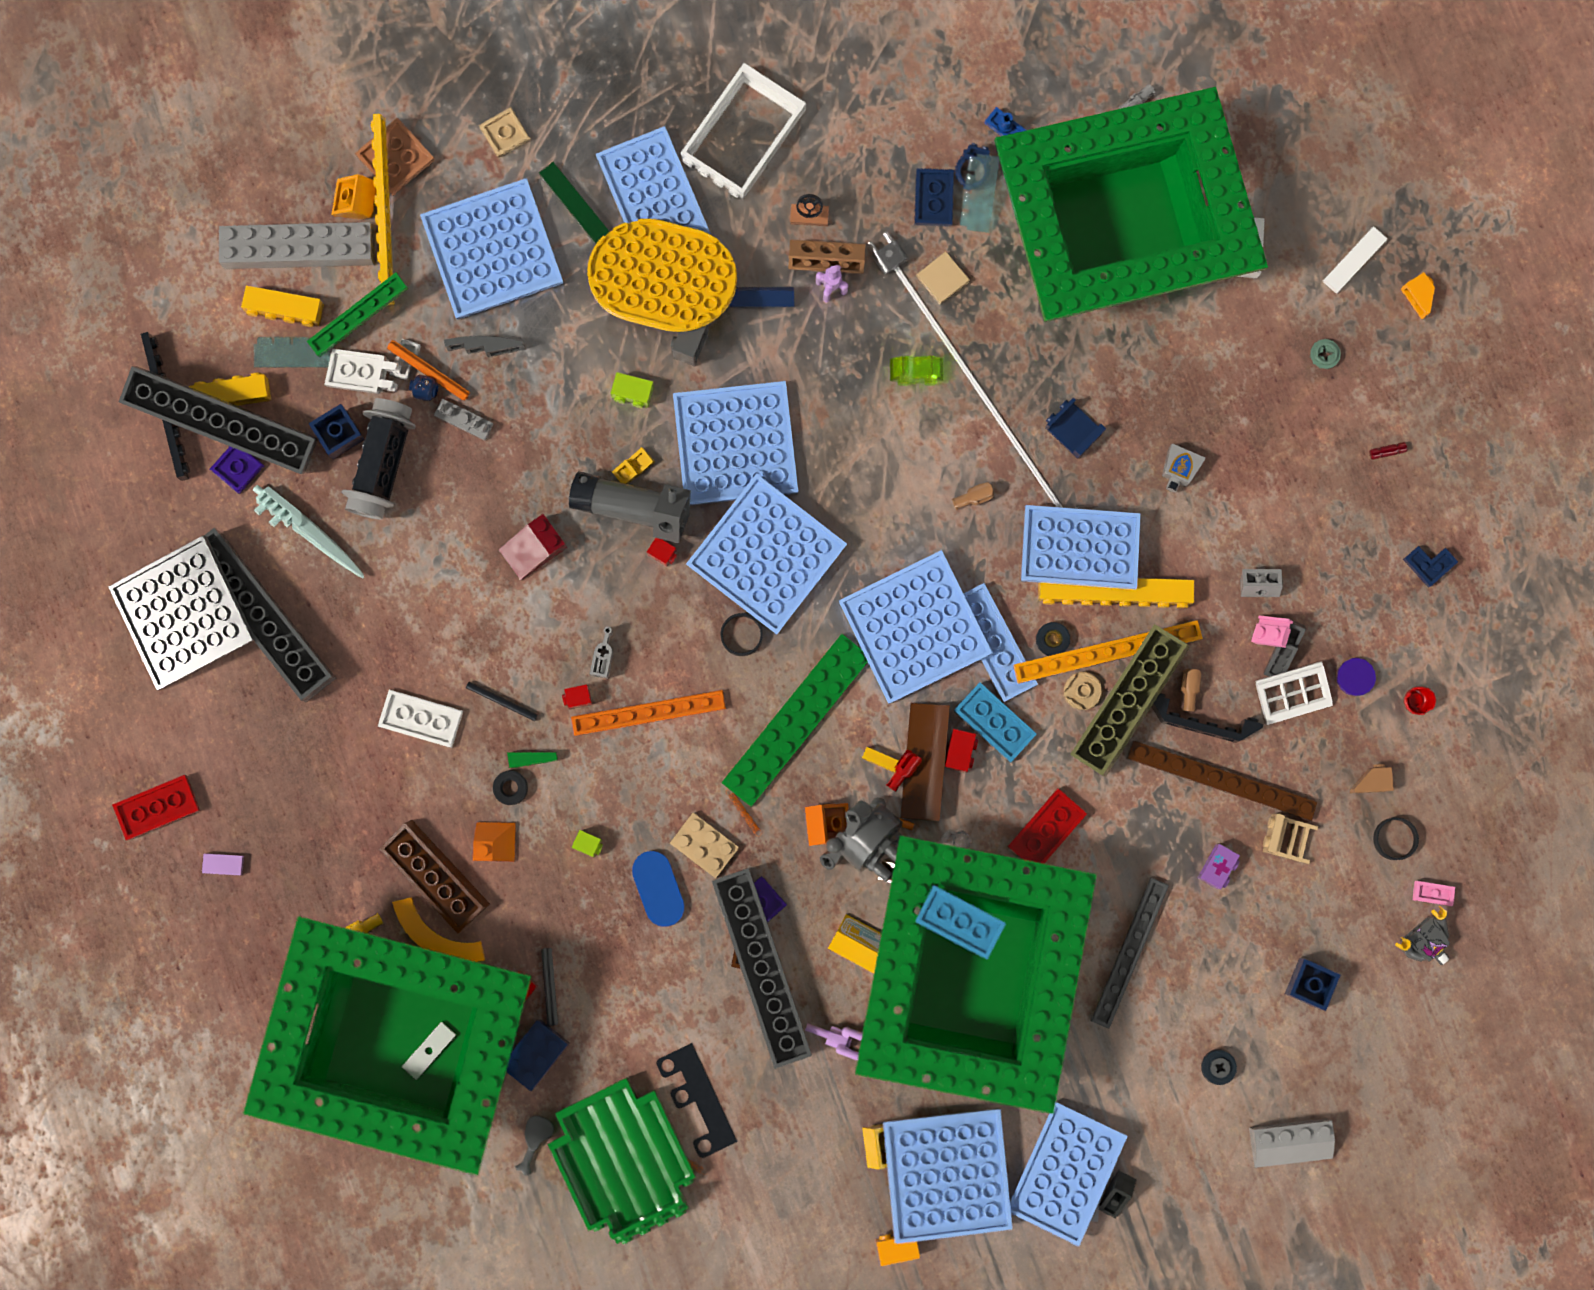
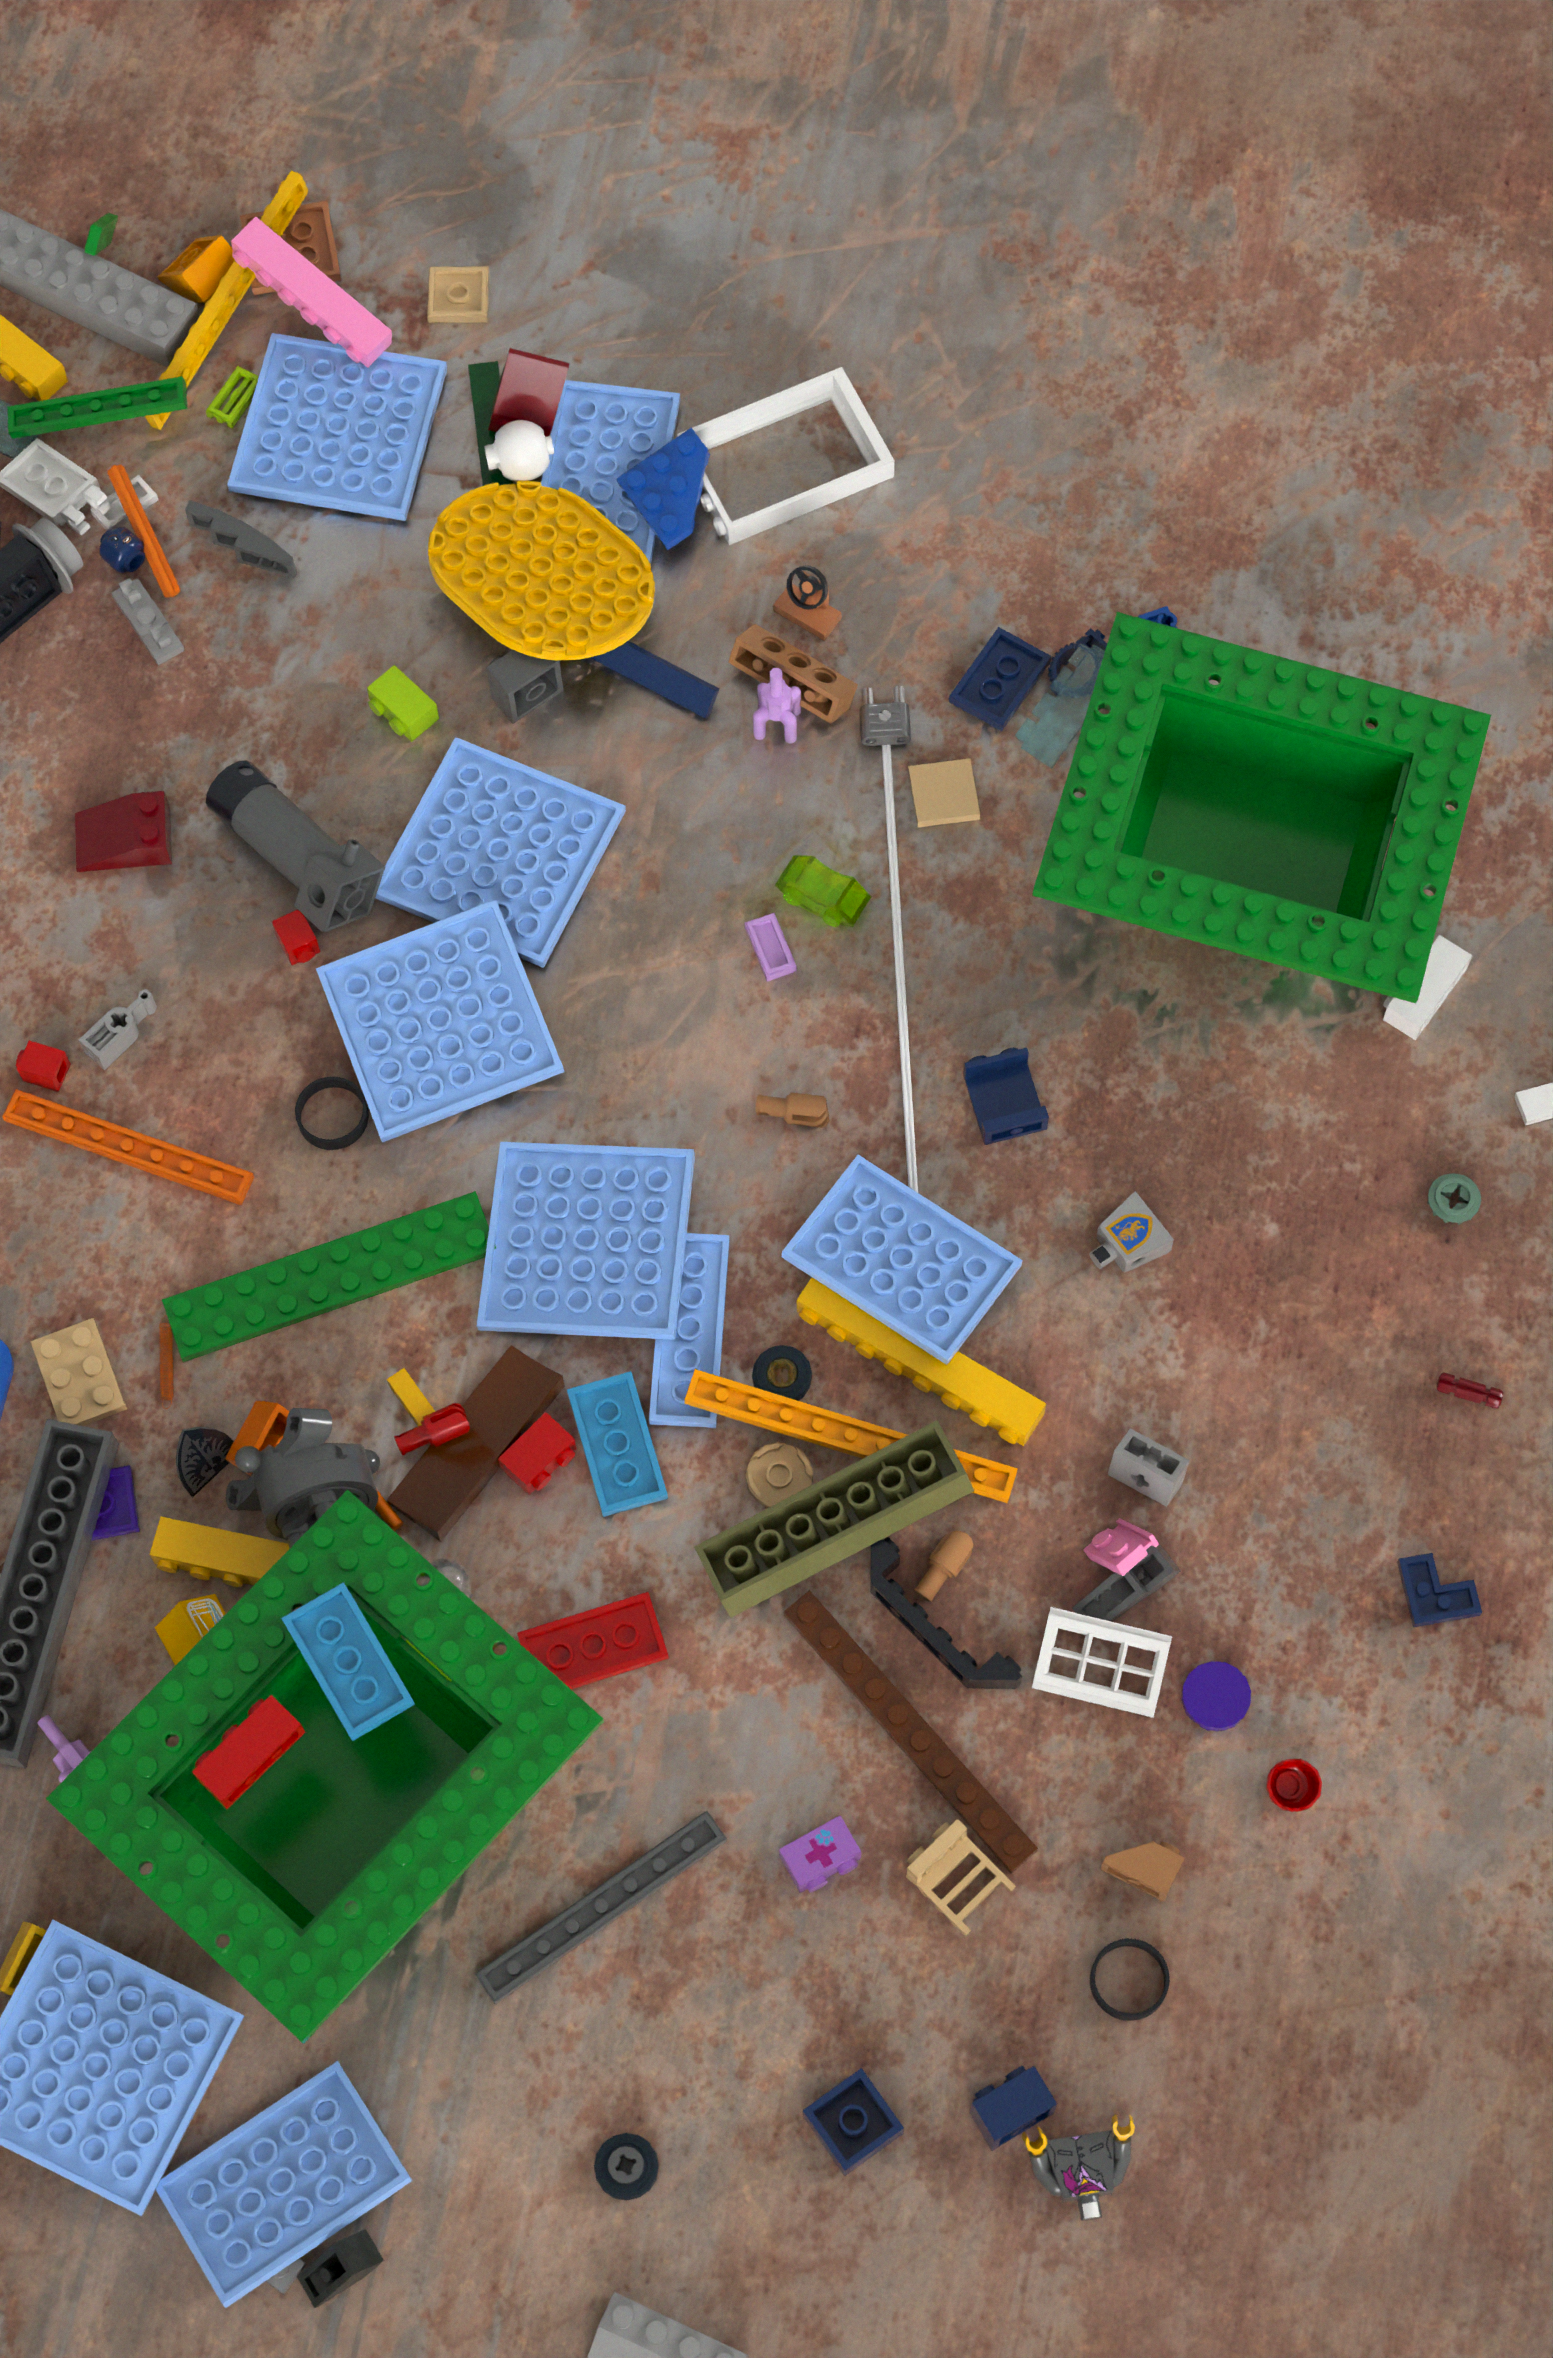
camera: 35 degrees right, 15 degrees down
(288, 209) = (101, 234): none -> green tile
(423, 278) = (241, 406): none -> lime tile
(431, 181) = (311, 292): none -> bright pink brick
(590, 178) = (528, 390): none -> slope
(604, 211) = (520, 451): none -> white brick
(634, 466) = (339, 807): yellow slope -> none
(696, 186) = (669, 487): none -> blue plate
(796, 851) = (201, 1456): none -> shield
(839, 893) = (213, 1552): none -> yellow brick
(906, 414) = (770, 947): none -> lavender tile
(941, 995) = (247, 1750): none -> red brick
(1382, 933) = (1012, 2106): none -> dark blue brick
(1433, 893) = (1139, 2100): bright pink plate -> none

